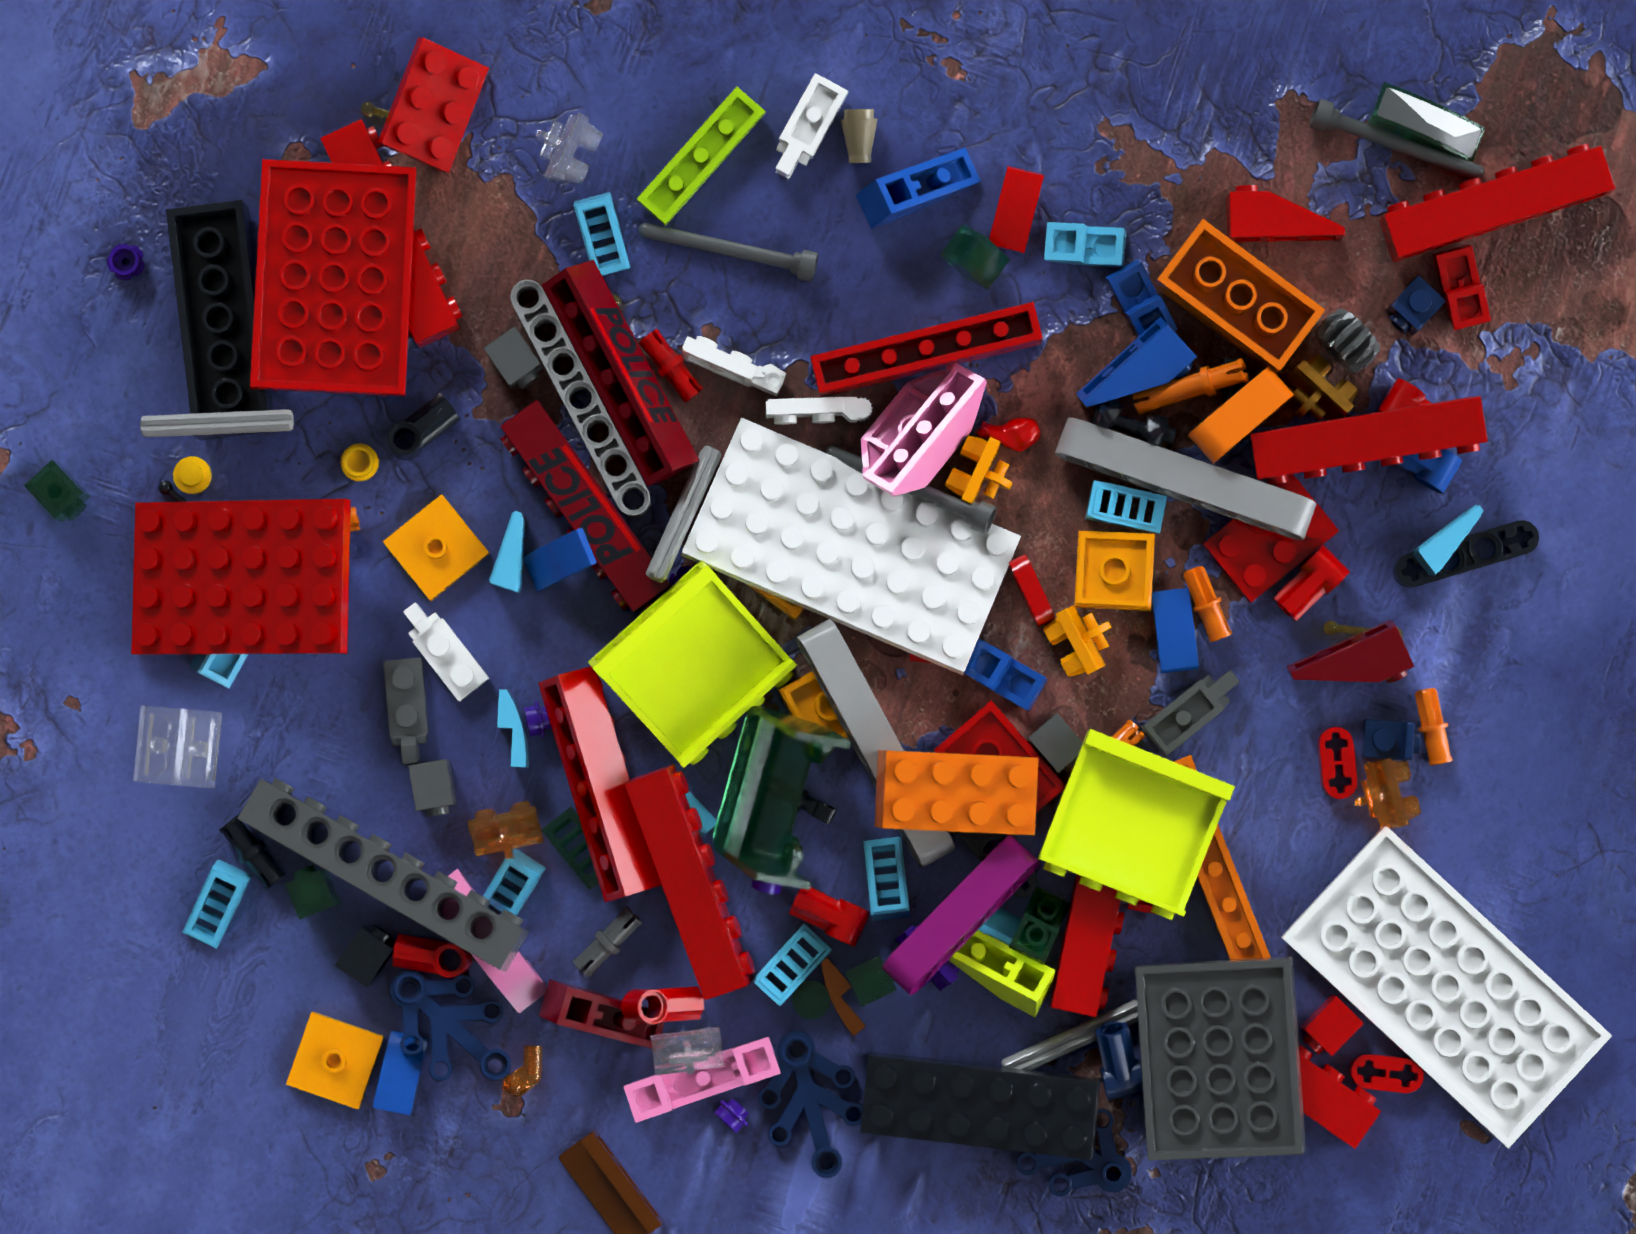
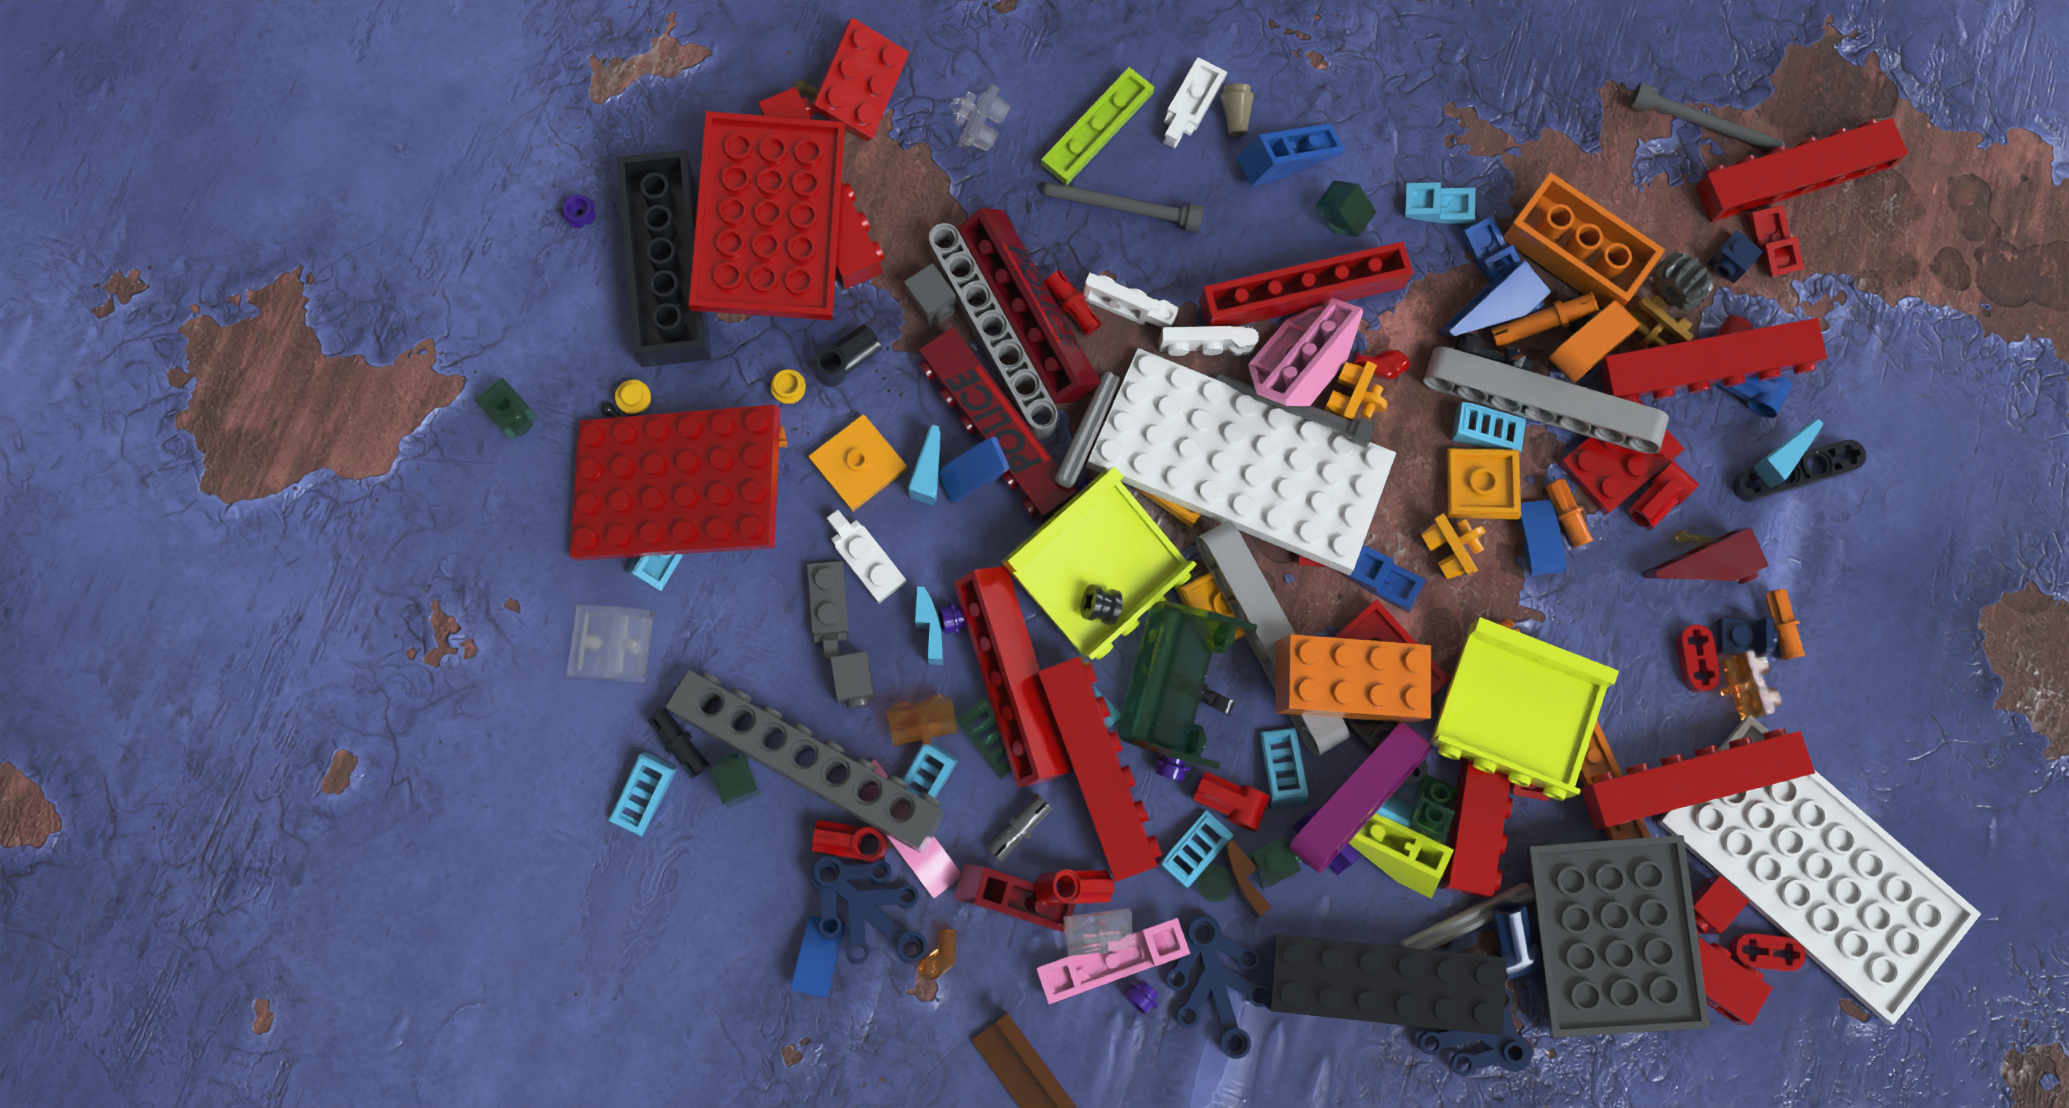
camera: 10 degrees left, 10 degrees down
(217, 423) = (657, 340): light grey axle -> none
(335, 1060) = (754, 945): light orange plate -> none
(366, 955) = (787, 840): black brick -> none
(594, 202) = (1004, 164): medium azure slope -> none
(694, 708) = (1101, 604): none -> wheel
(1016, 209) = (1379, 170): red slope -> none
(1031, 590) = (1408, 501): red beam -> none
(1056, 744) = (1443, 636): dark grey brick -> none
(1189, 712) = (1561, 609): dark grey hinge -> none
(1270, 218) = (1612, 180): red slope -> none
(1317, 897) = (1698, 779): none -> red brick
(1425, 122) = (1731, 100): slope -> none

